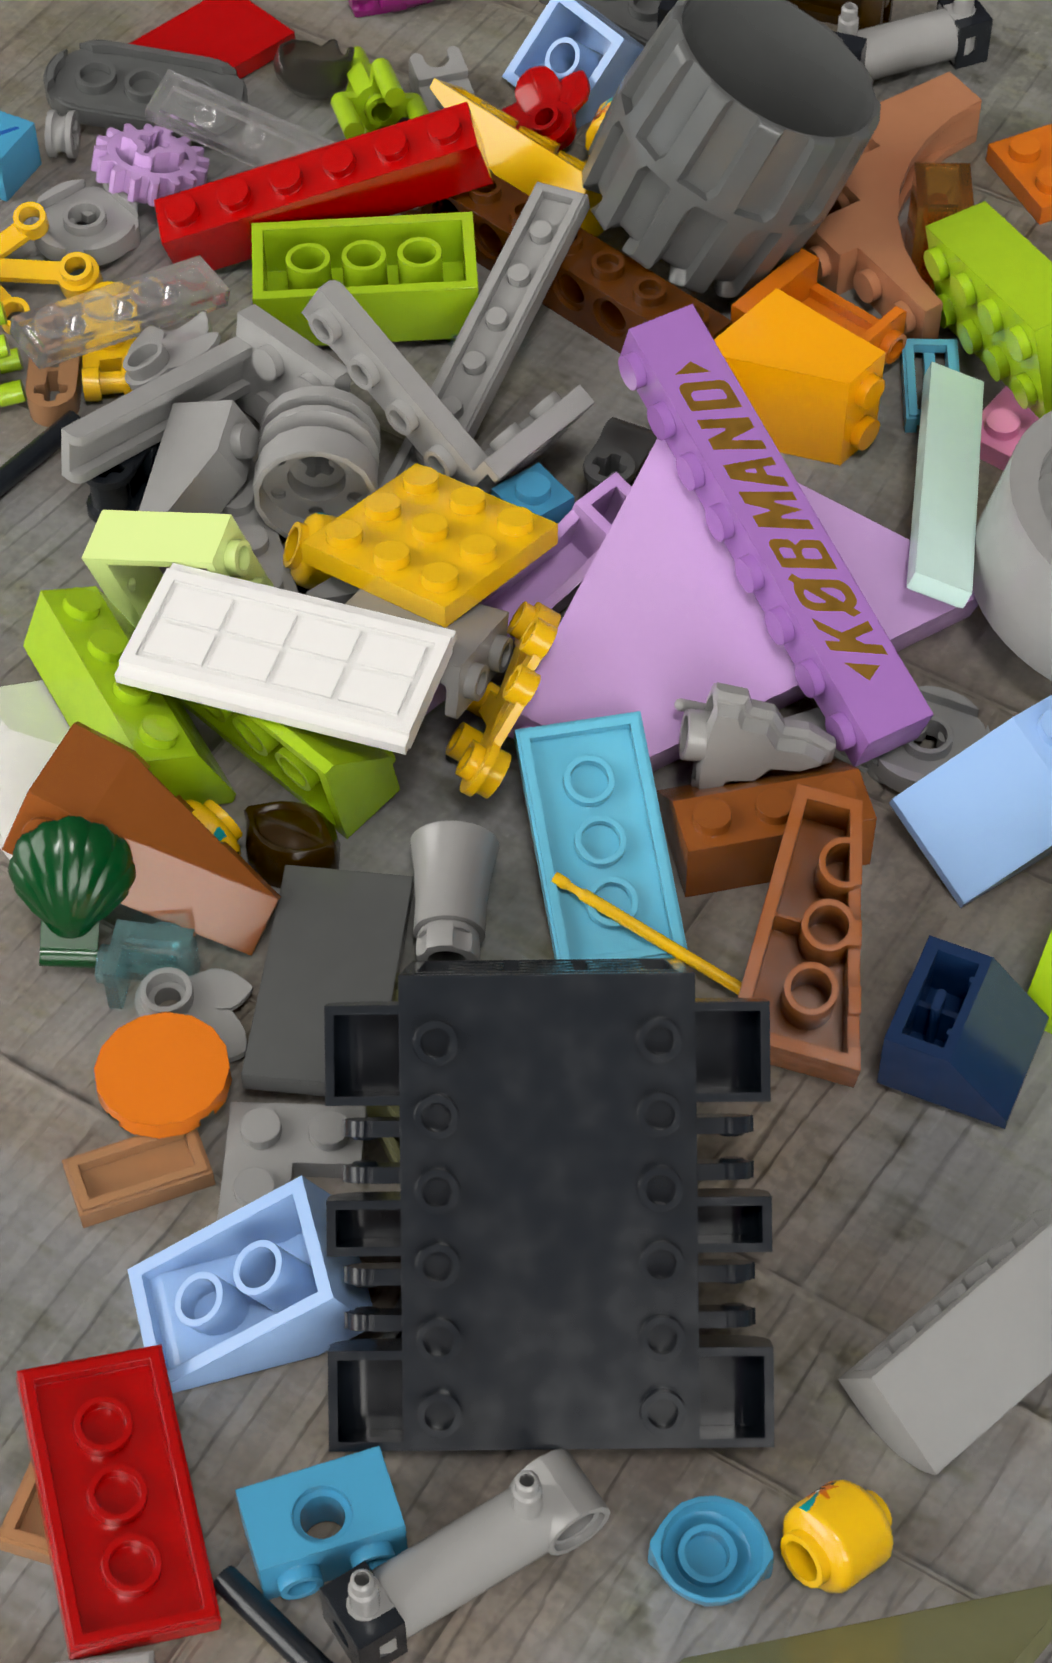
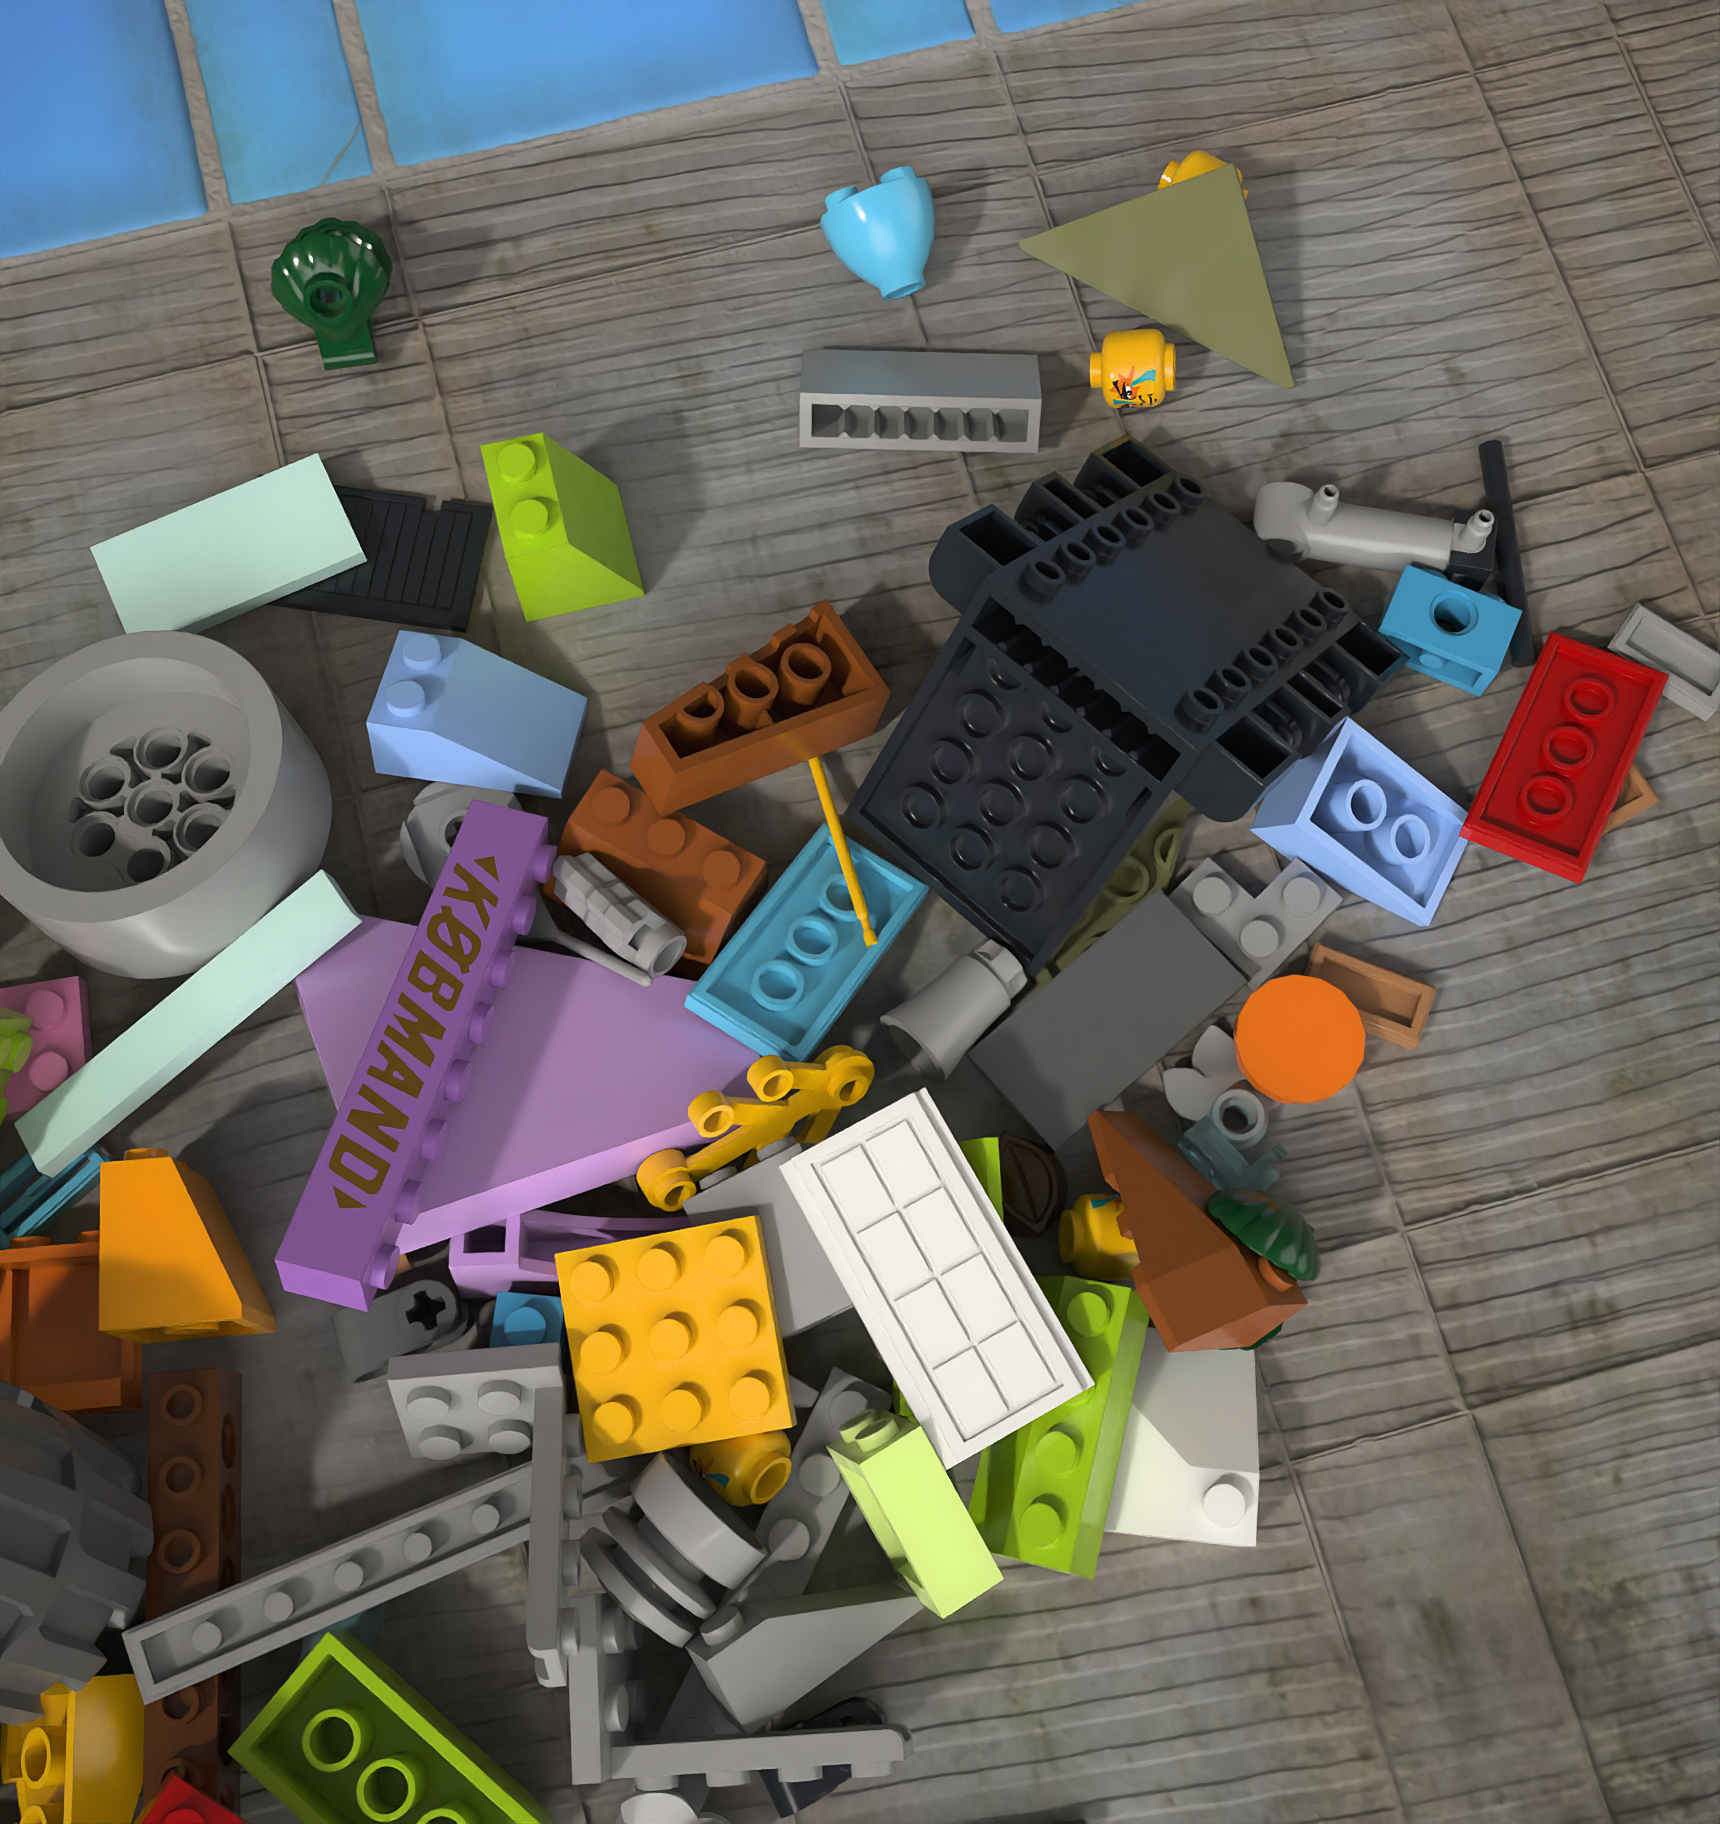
camera: 140 degrees left, 20 degrees up
(711, 1551) = (1220, 421): dark azure hat -> none
(962, 1034) = (719, 591): dark blue slope -> none

